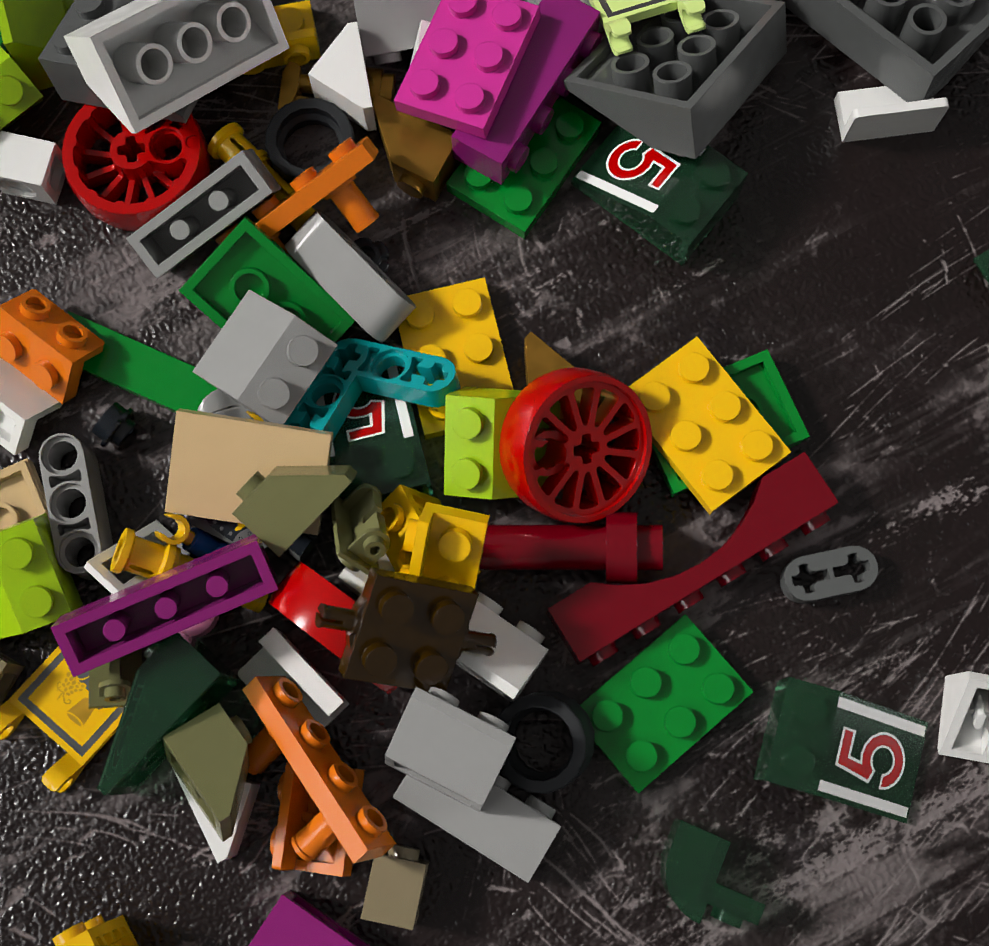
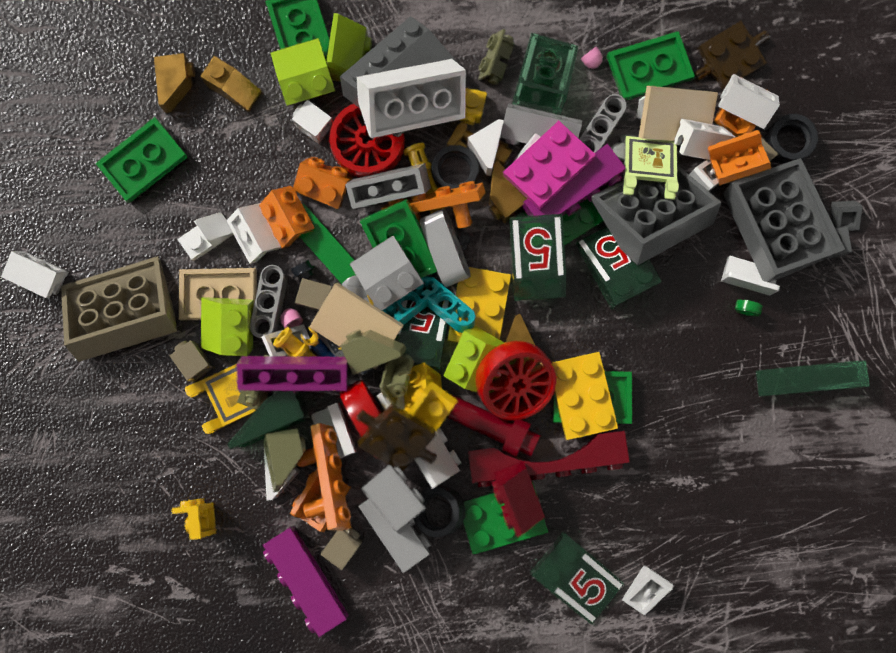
camera: 25 degrees right, 5 degrees up
(85, 262) = (322, 182): none -> orange bracket
(128, 514) = (290, 318): none -> bright pink hinge
(145, 459) = (312, 294): none -> dark tan brick
(518, 221) = (537, 257): none -> clear green slope
(673, 642) = (517, 492): none -> dark red slope
(690, 873) = (480, 601): clear green brick -> none
(831, 585) = (609, 499): dark grey beam -> none
(911, 161) = (748, 308): none -> green tile

